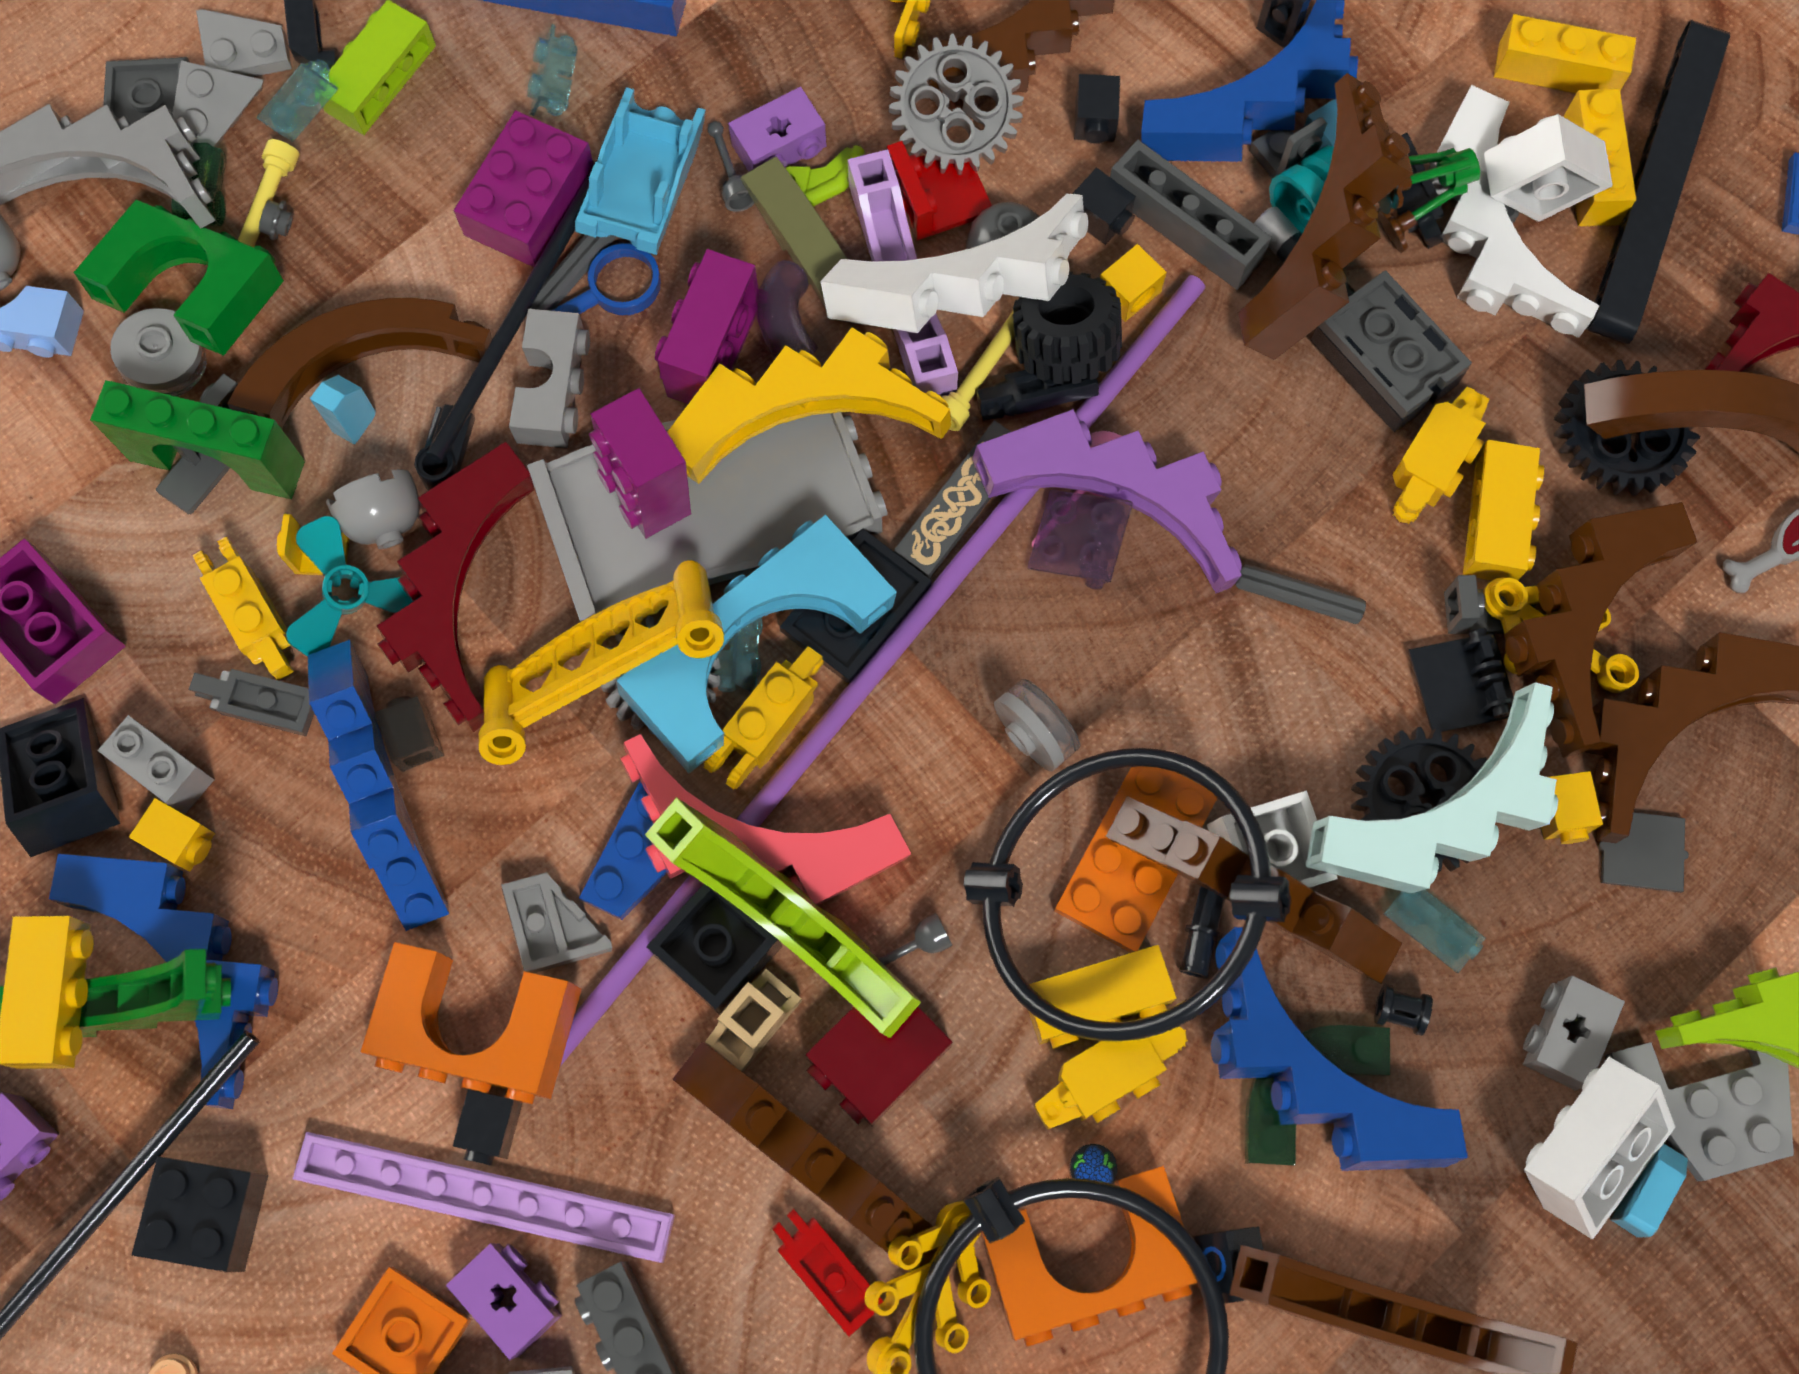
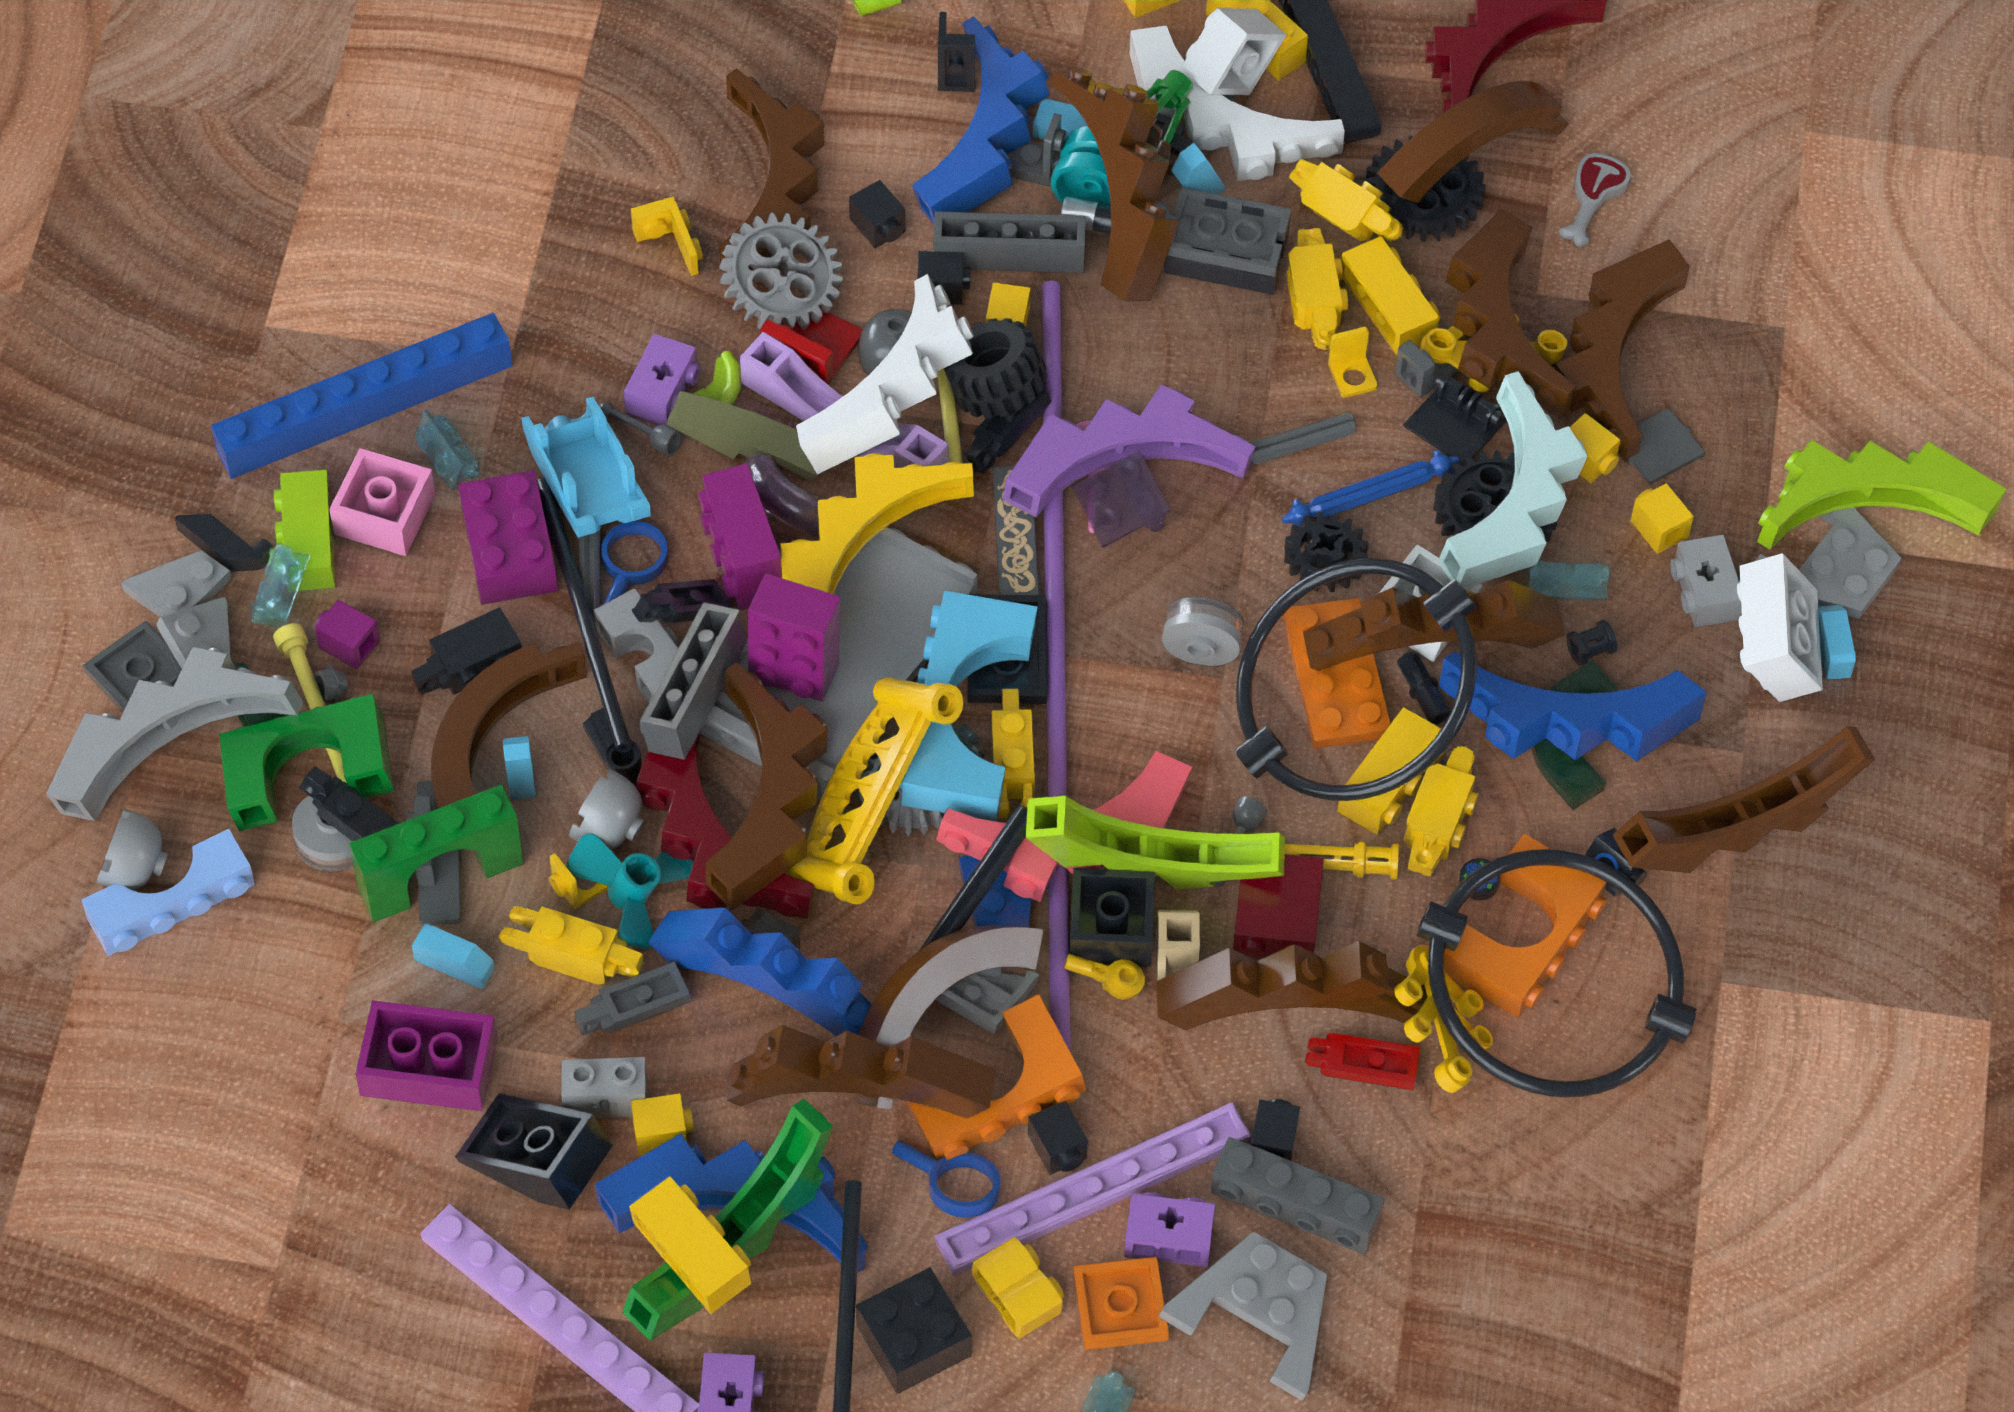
camera: 40 degrees left, 15 degrees down
(151, 543) = (452, 956): none -> medium azure piece
(164, 349) = (344, 806): none -> black hinge
(324, 183) = (346, 634): none -> magenta brick
(326, 1246) = (1017, 1287): none -> yellow brick
(331, 934) = (849, 1063): none -> reddish brown arch
(364, 1065) = (936, 1168): none -> blue piece
(403, 271) = (466, 652): none -> black hinge
(449, 83) = (382, 502): none -> bright pink brick
(489, 884) = (936, 969): none -> arch
(523, 603) = (771, 835): none -> reddish brown arch
(525, 442) = (693, 681): none -> dark grey brick
(574, 839) = (982, 877): none -> black axle
(608, 356) = (679, 601): none -> black hinge
(681, 1010) = (1121, 978): none -> yellow plate
(681, 1279) = (1276, 1127): none -> black brick
(994, 1060) = (1360, 853): none -> yellow pin
(1243, 727) = (1327, 544): none -> black gear
(1322, 693) = (1371, 489): none -> blue wheel
(1413, 541) = (1349, 353): none -> yellow bracket
(1415, 267) = (1196, 172): none -> medium azure piece
(1533, 389) = (1344, 203): none -> yellow hinge
(1580, 930) = (1661, 518): none -> yellow brick

